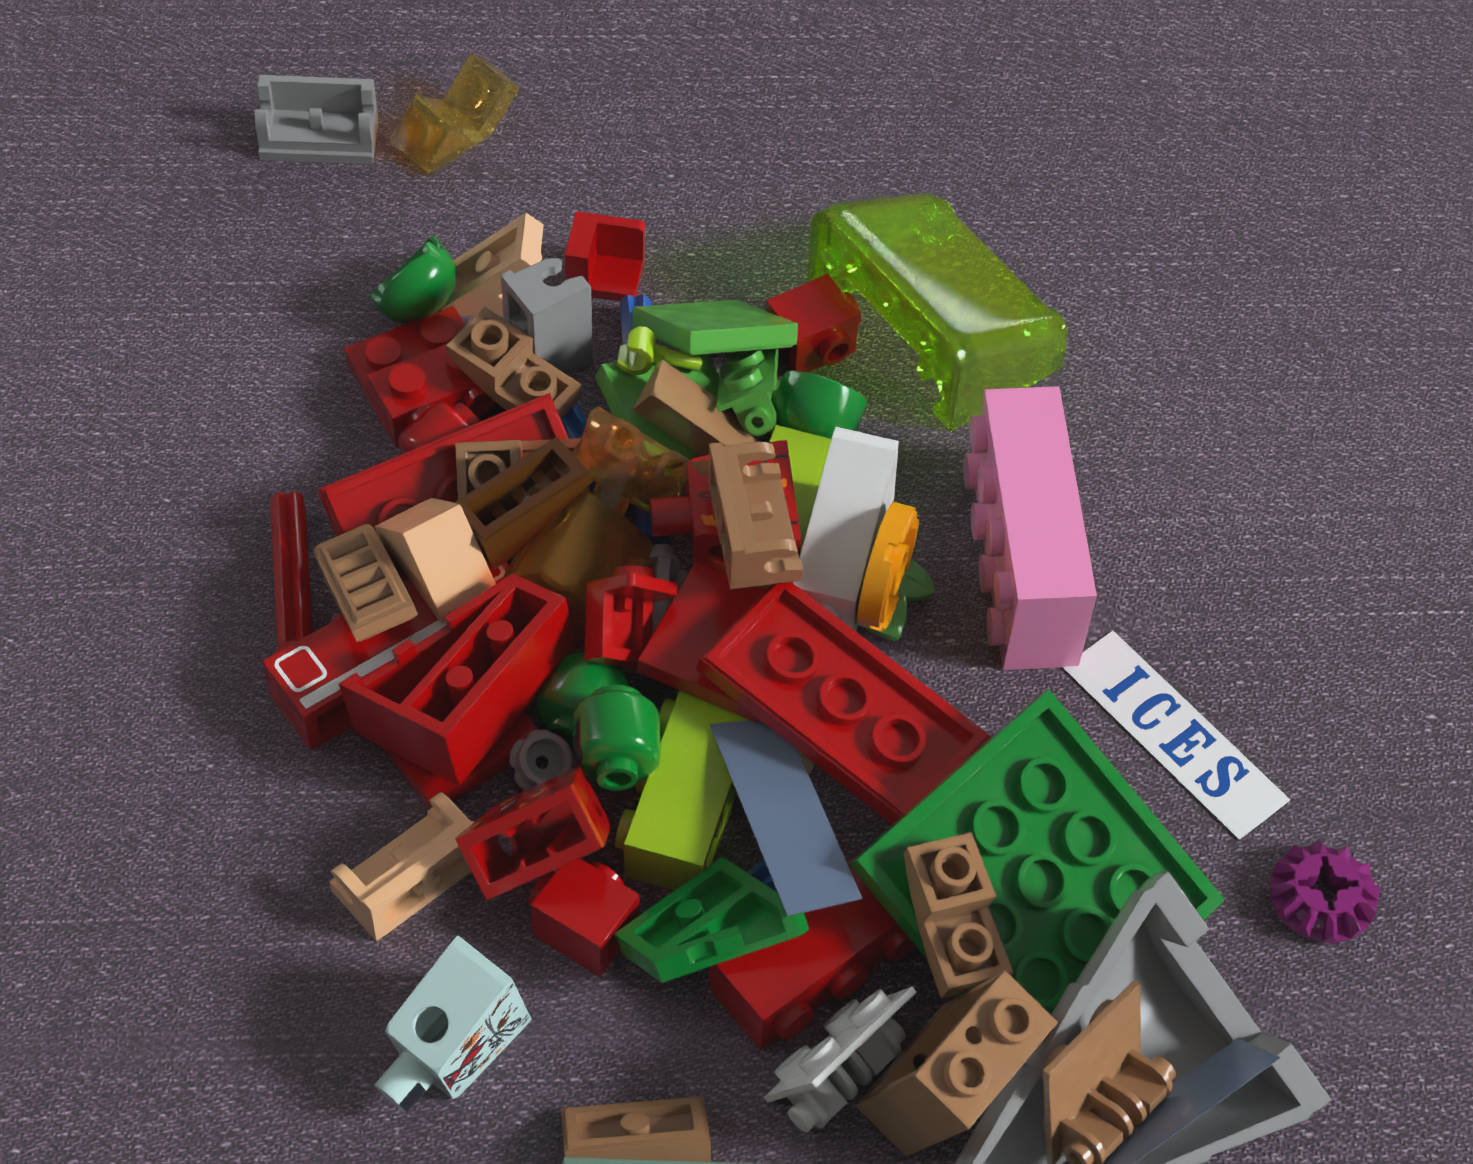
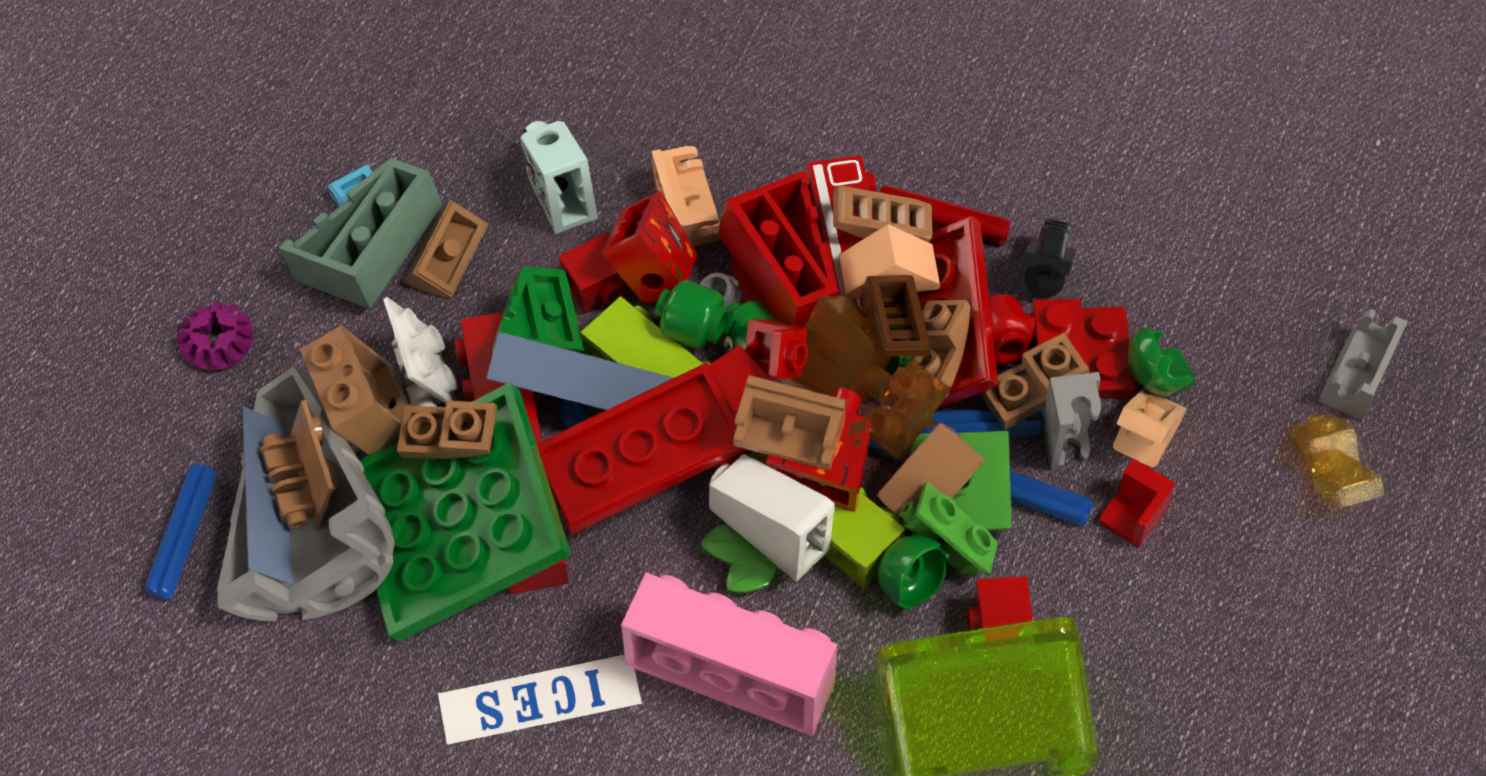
camera: 120 degrees right, 5 degrees up
(322, 423) = (1049, 259): none -> black hips
(641, 352) = (1006, 457): lime hand -> none
(716, 326) = (1018, 529): bright green tile -> none
(887, 566) = (730, 521): light orange tile -> none
(1306, 909) = (371, 737): magenta gear -> none

